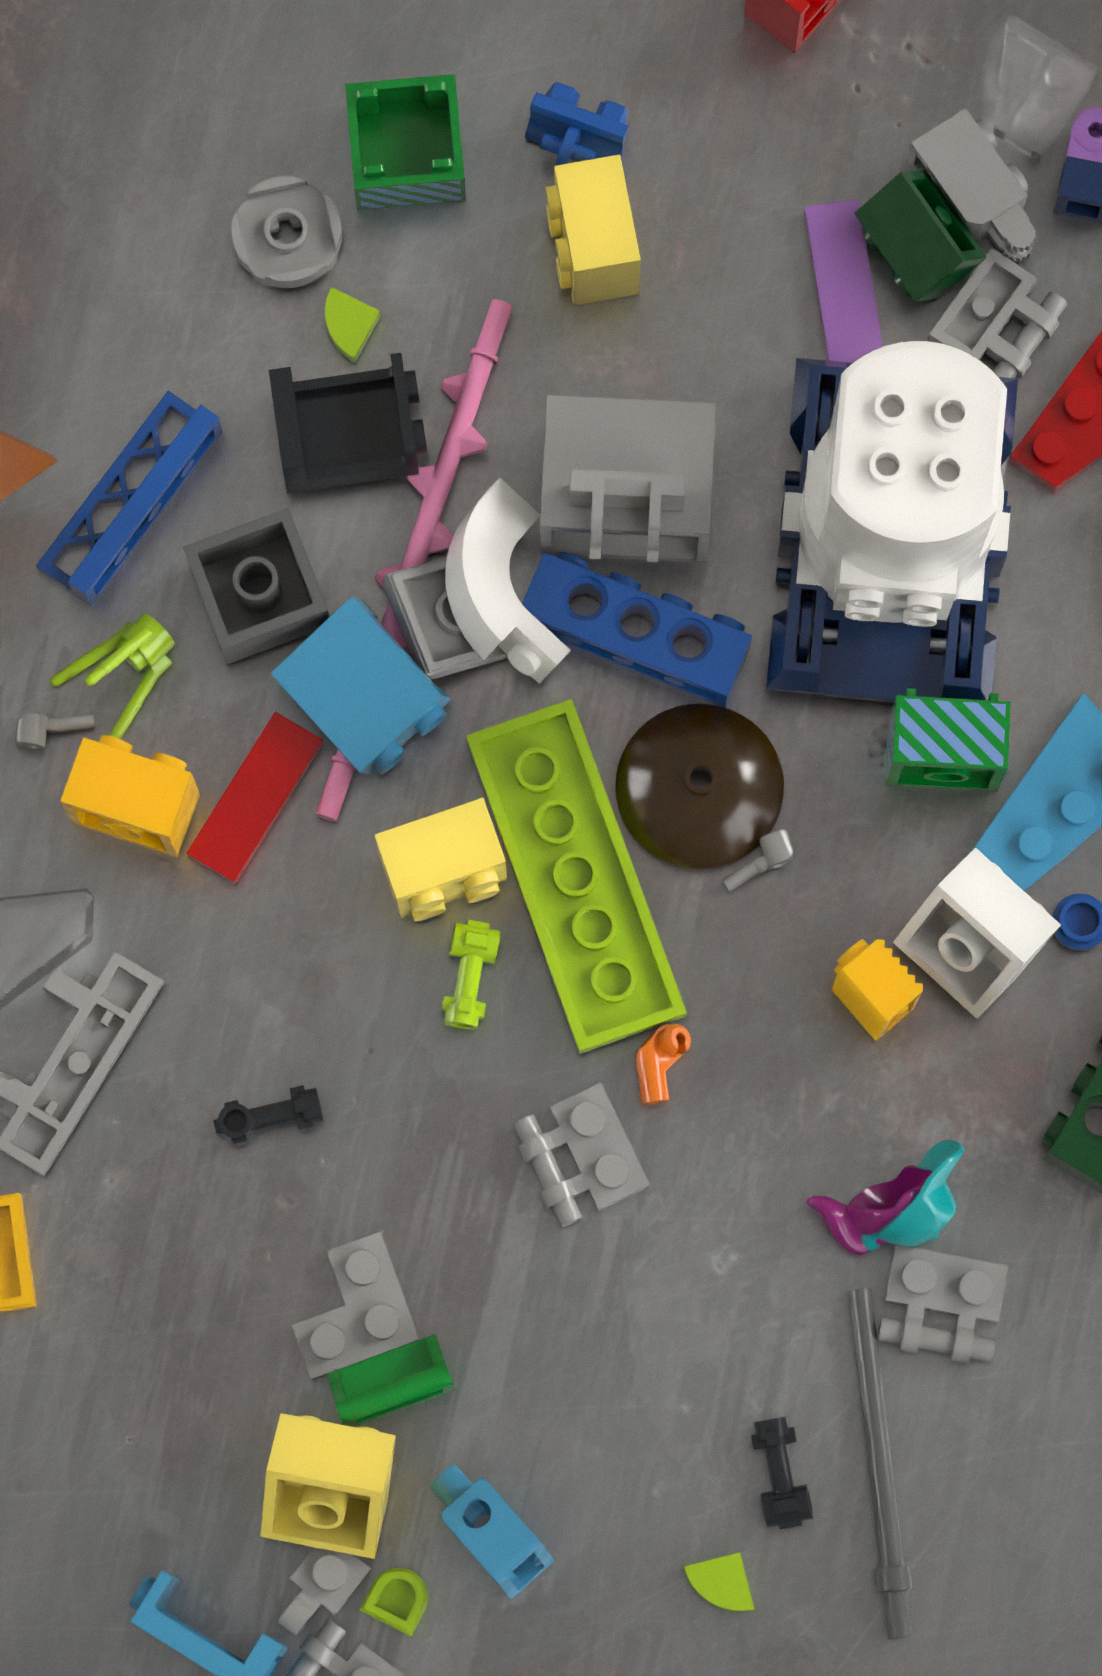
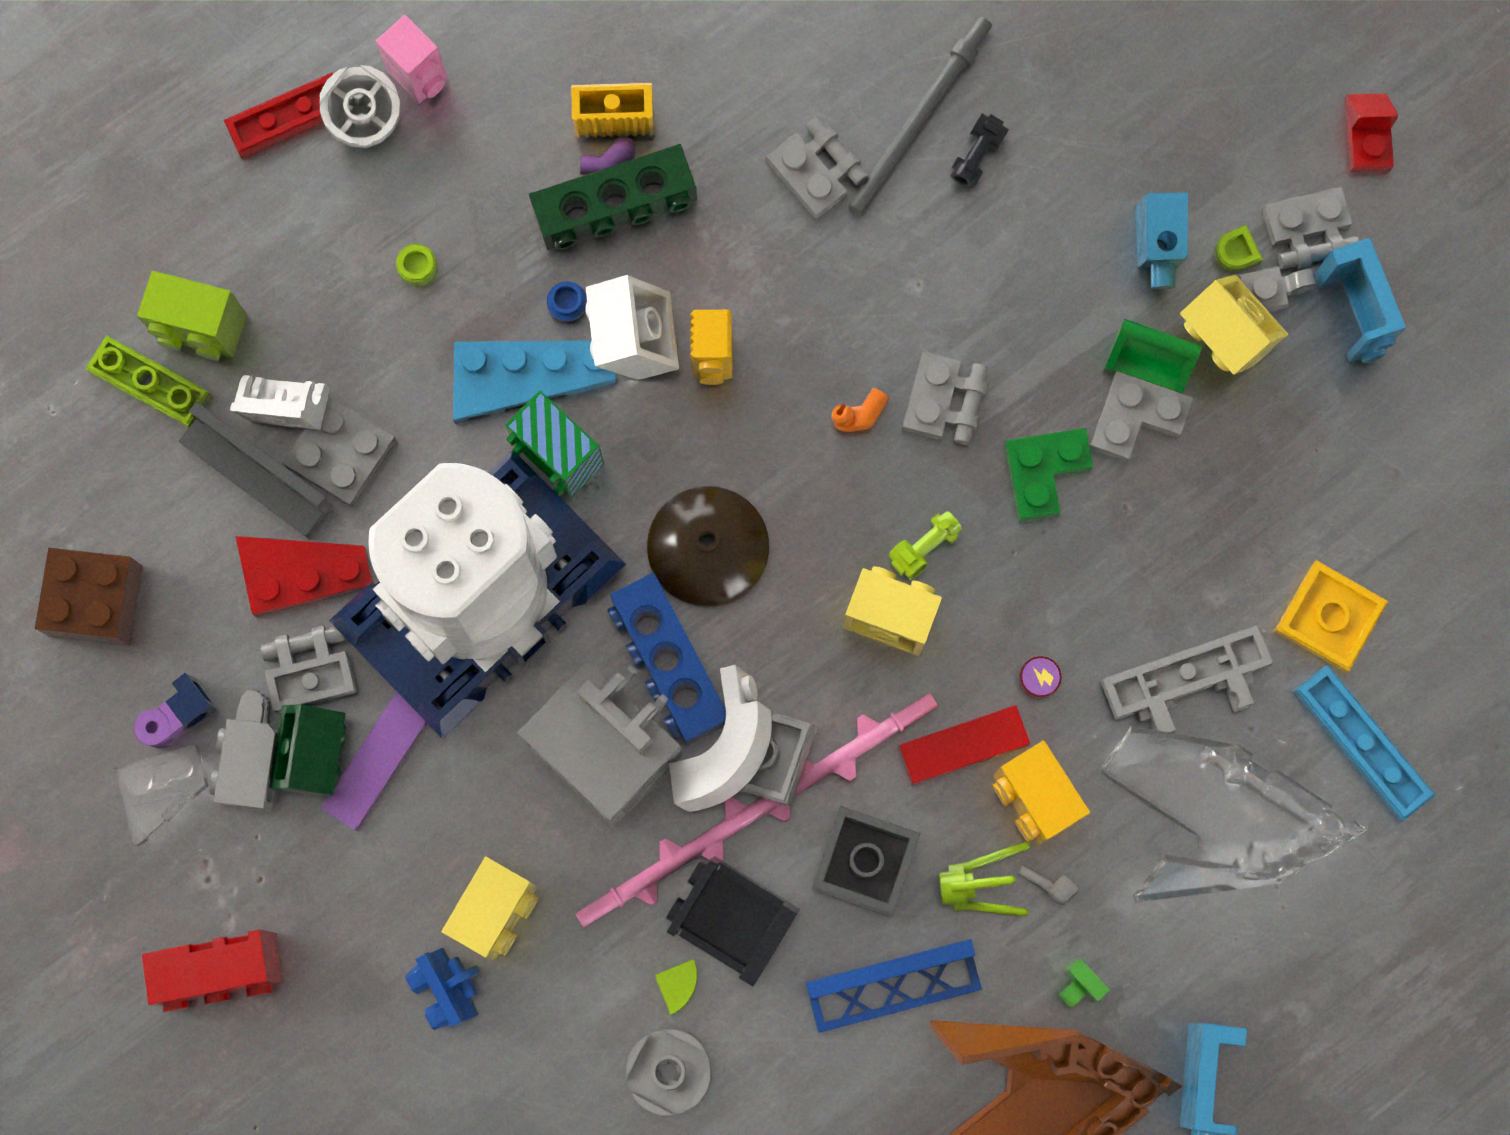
camera: 140 degrees left, 0 degrees up
(232, 934) = (1040, 677): none -> medium lavender tile
(238, 1123) = (1121, 567): black bar -> none
(361, 688) = (855, 751): dark azure panel -> none
(405, 142) = (552, 1066): green container -> none
(425, 1164) = (1036, 461): none -> green plate
(576, 876) = (820, 551): lime plate -> none
(722, 1582) = (1056, 123): lime tile -> none
(777, 853) = (698, 472): light grey hand -> none
(898, 1211) = (797, 228): hair -> none

